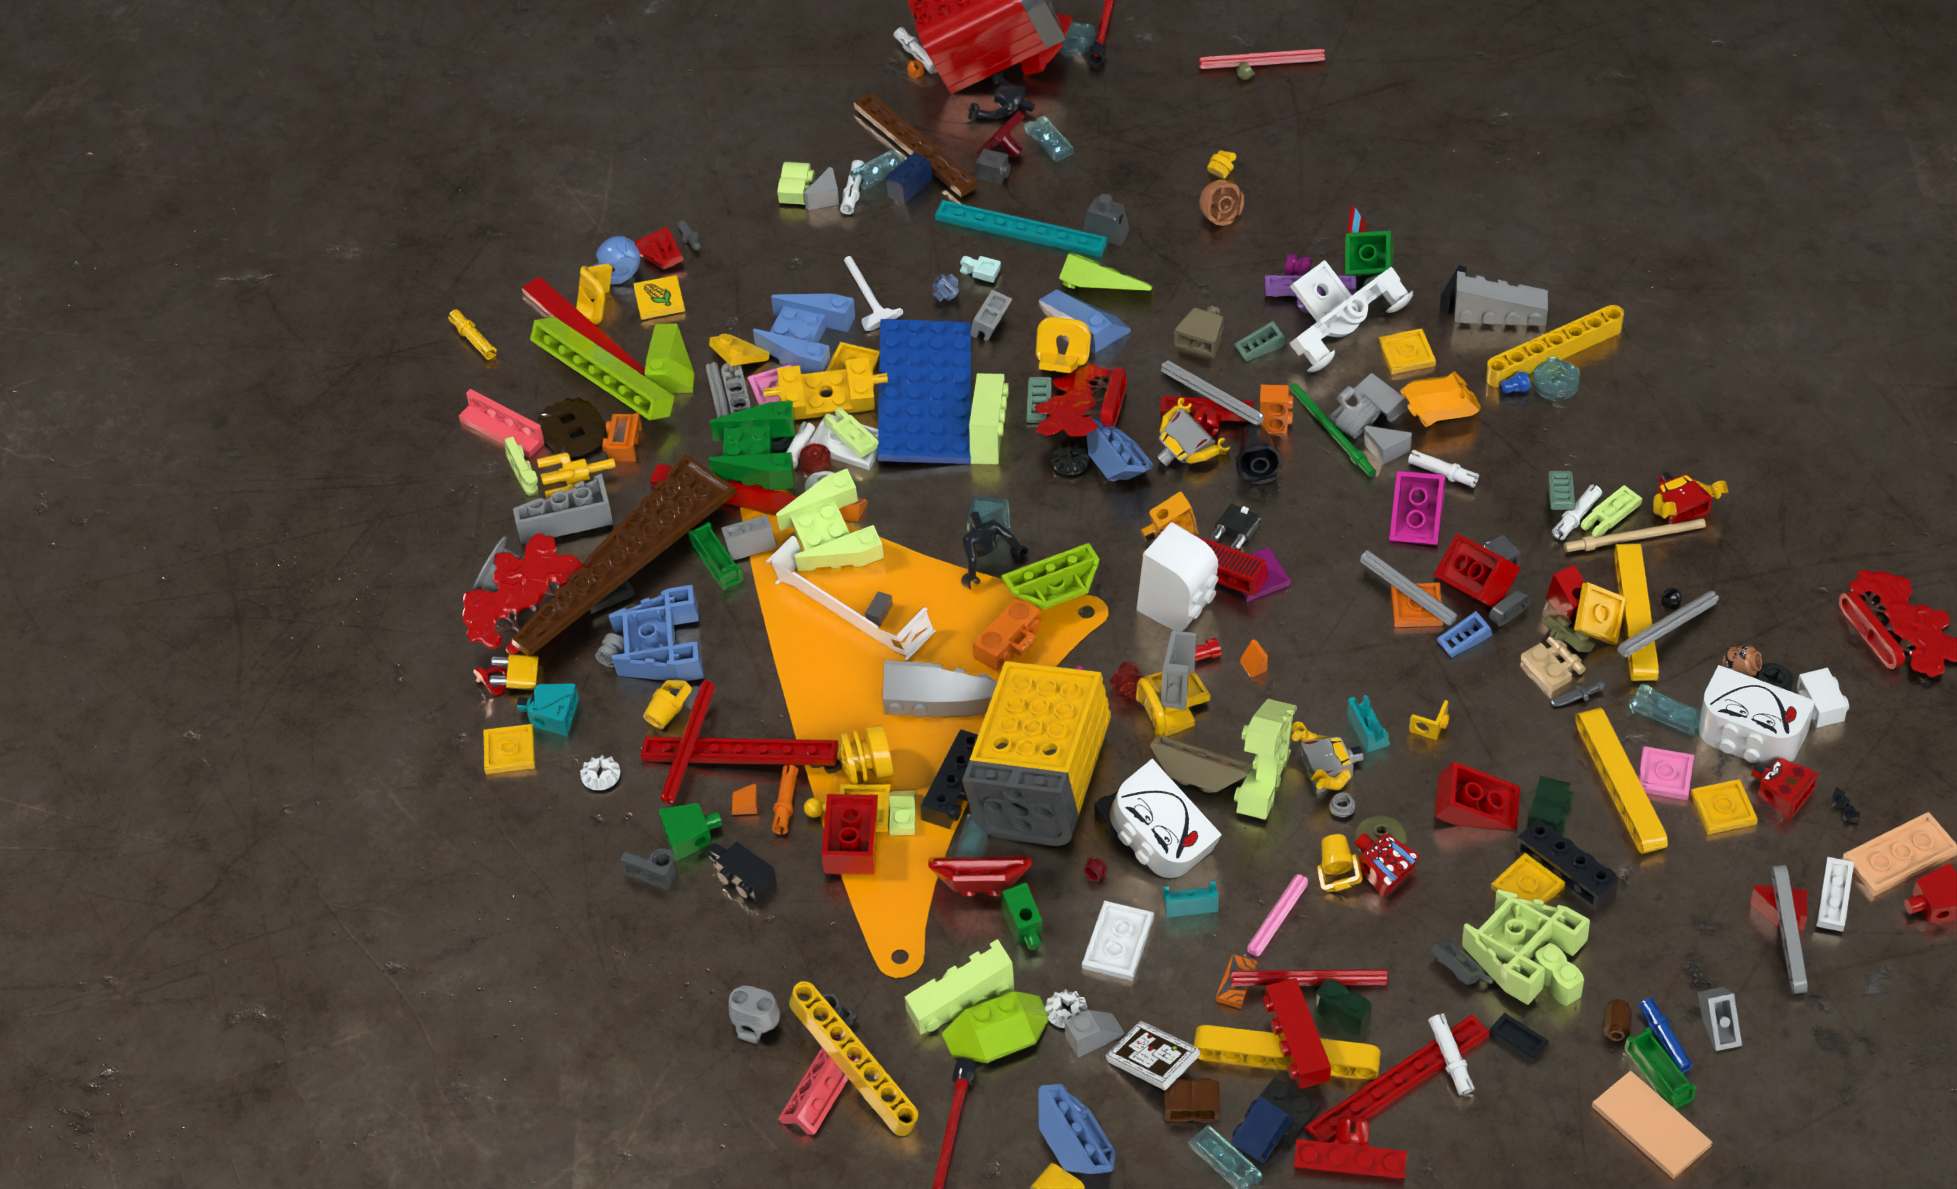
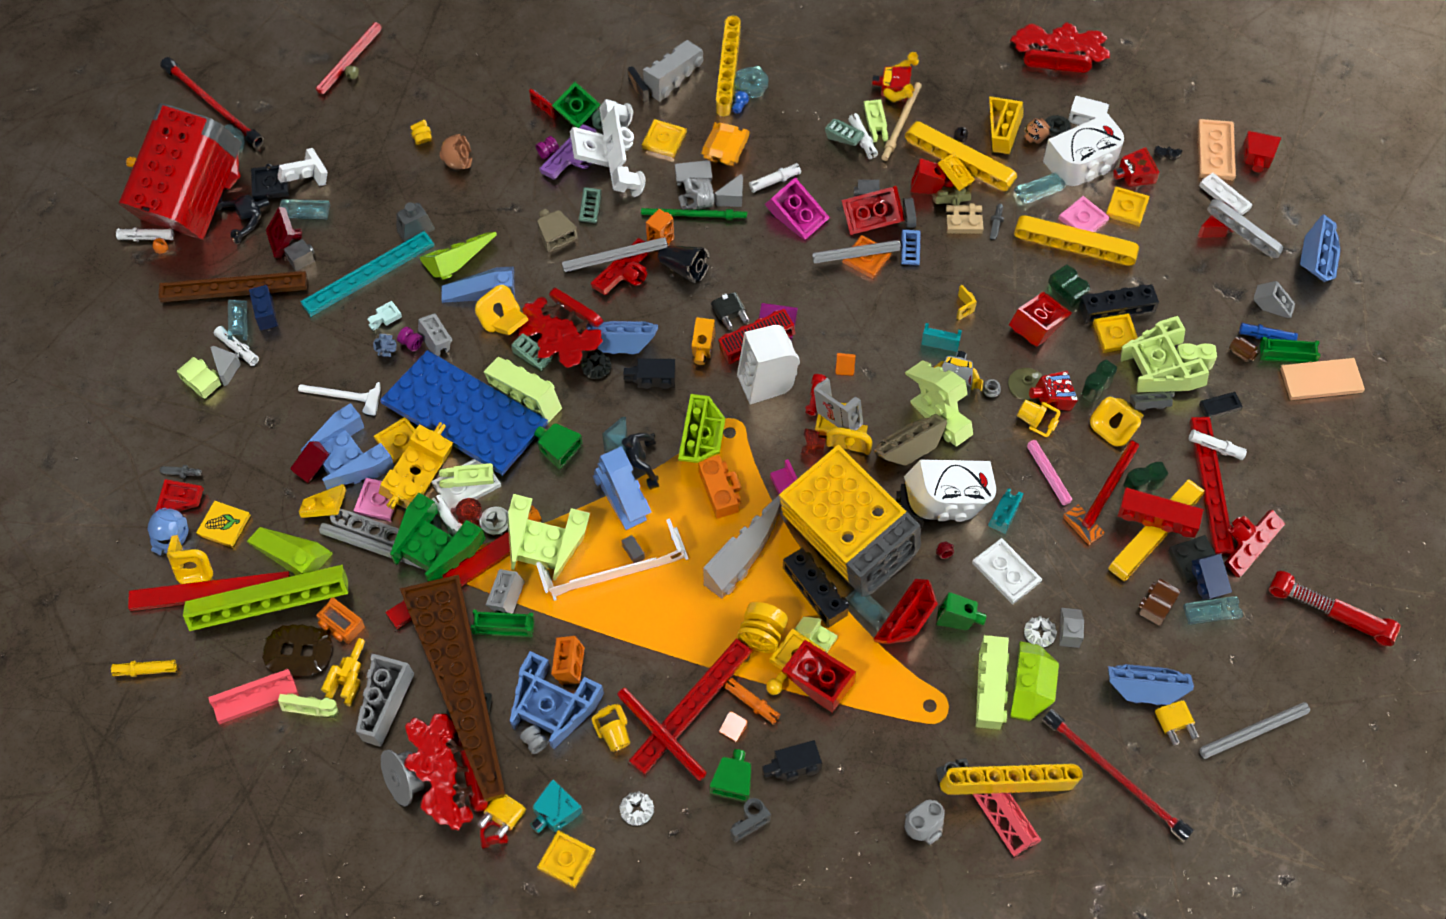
camera: 60 degrees left, 10 degrees up
(710, 621) = (568, 660): none -> orange brick
(769, 309) = (310, 461): none -> dark red slope
(925, 546) = (621, 488): none -> medium blue wedge
(948, 482) = (558, 443): none -> green torso
(970, 301) = (409, 338): none -> magenta wheel
(1057, 95) = (266, 183): none -> black plate
(1089, 106) = (303, 169): none -> white bracket
(1098, 507) = (652, 373): none -> black hinge
(1153, 1055) = (1115, 603): tile -> none
(1186, 438) = (640, 290): torso -> none
(1414, 945) = (1109, 408): none -> yellow piece
(1438, 897) = (1099, 381): none -> clear green brick
(1667, 624) = (988, 146): light grey axle -> none
(1718, 625) = (1005, 122): none -> yellow wedge
(1840, 1032) = (1321, 249): none -> medium blue wedge

